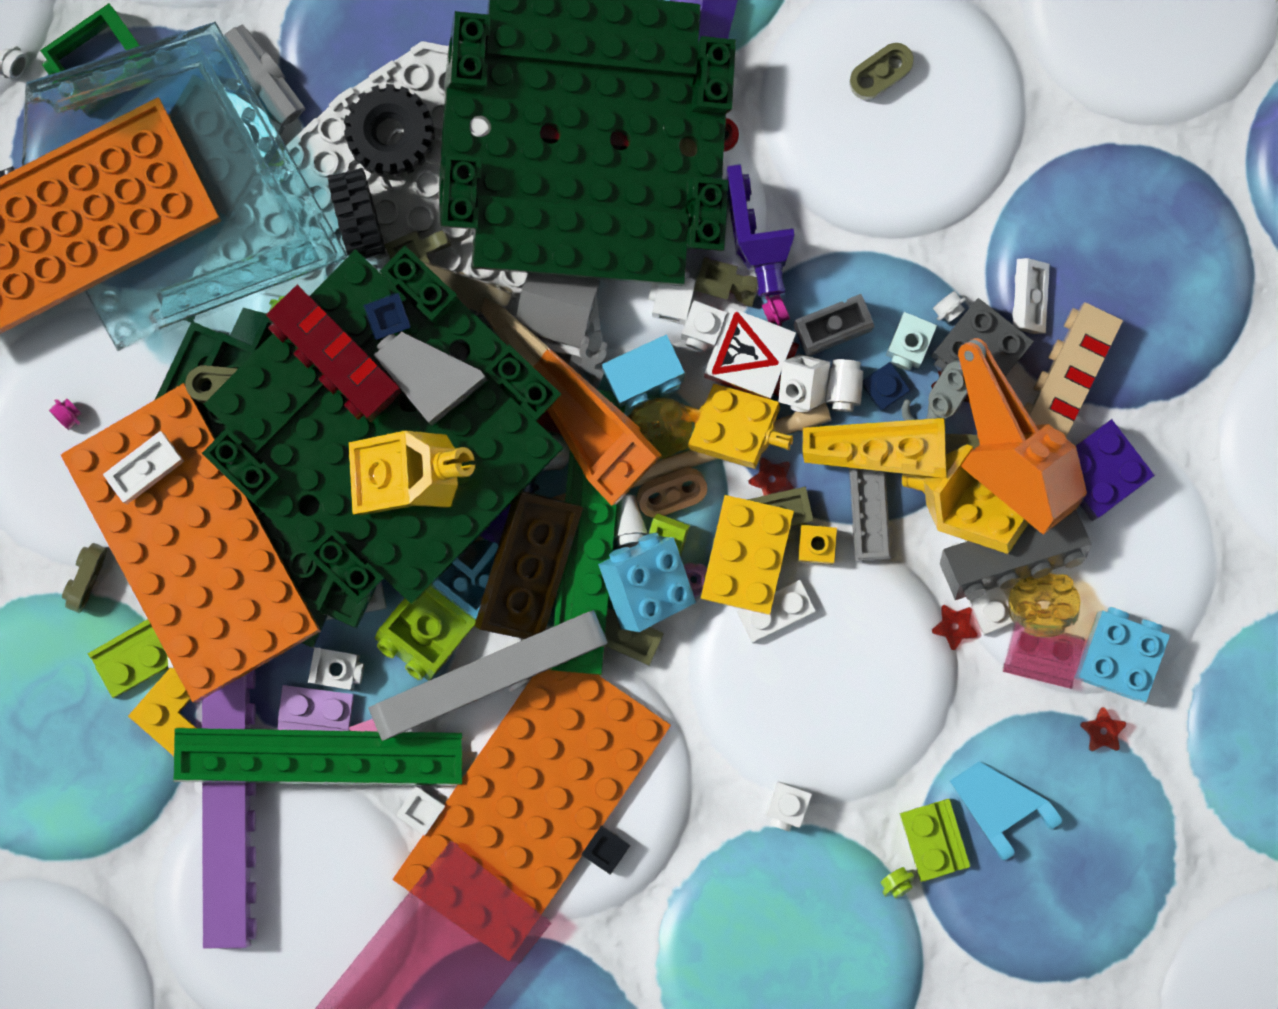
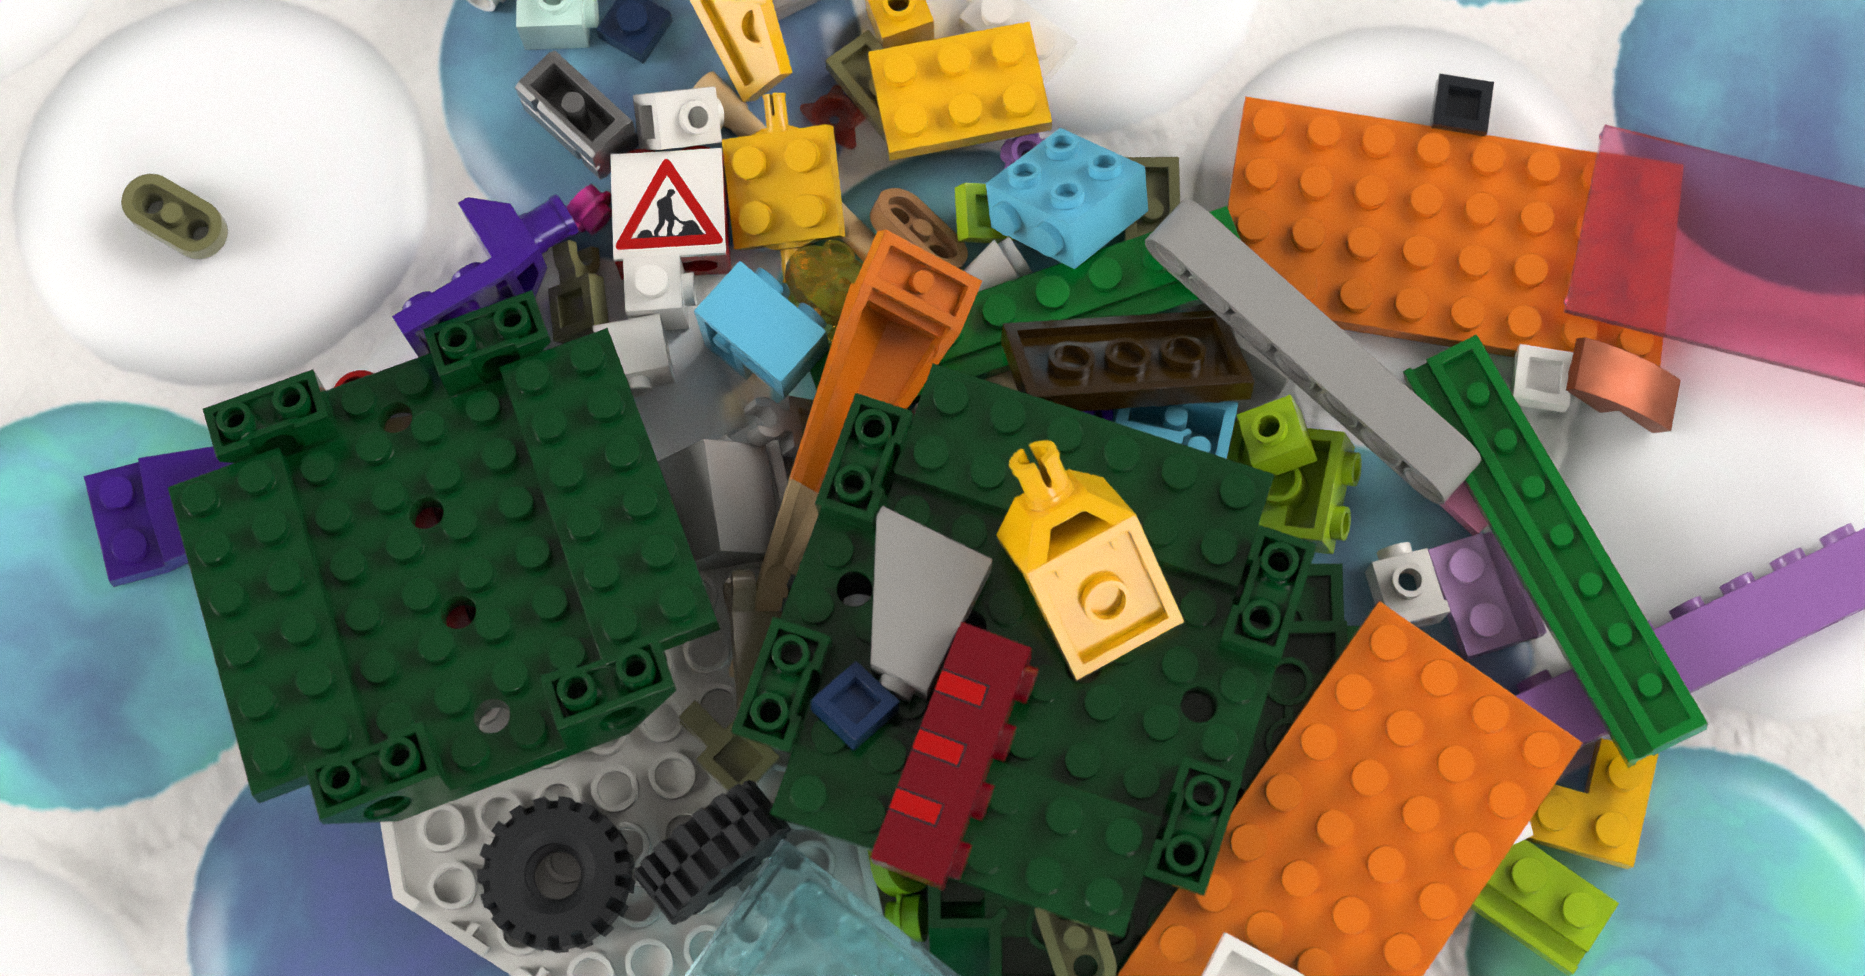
camera: 115 degrees left, 10 degrees down
(393, 852) = (1623, 382): none -> slope
(444, 642) = (1288, 447): none -> lime plate
(844, 385) = (657, 68): white brick -> none

